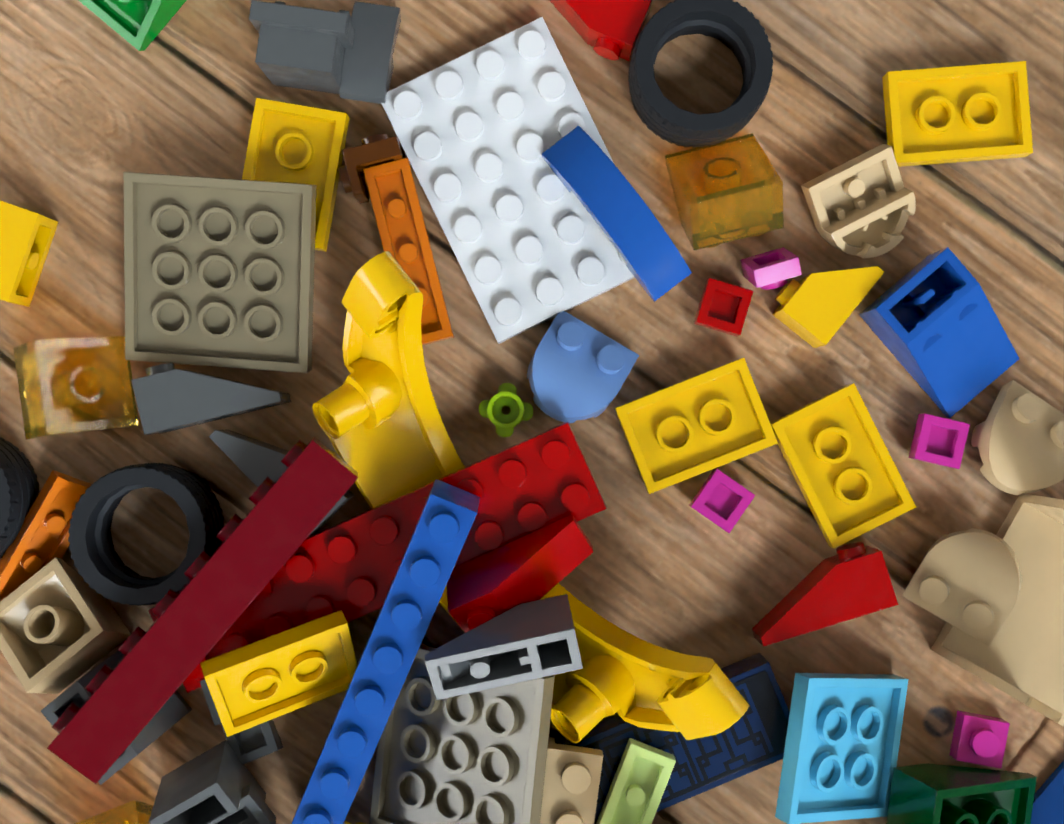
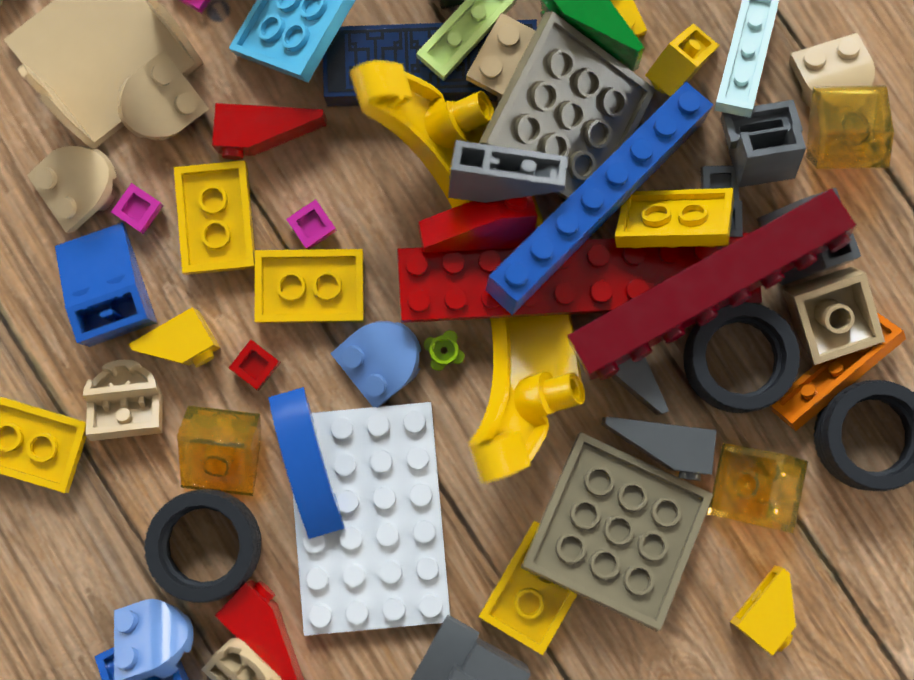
camera: 160 degrees left, 5 degrees down
(373, 152) = (469, 578): reddish brown bracket -> none
(407, 239) = (469, 507): orange plate -> none
(771, 268) = (208, 380): dark pink plate -> none

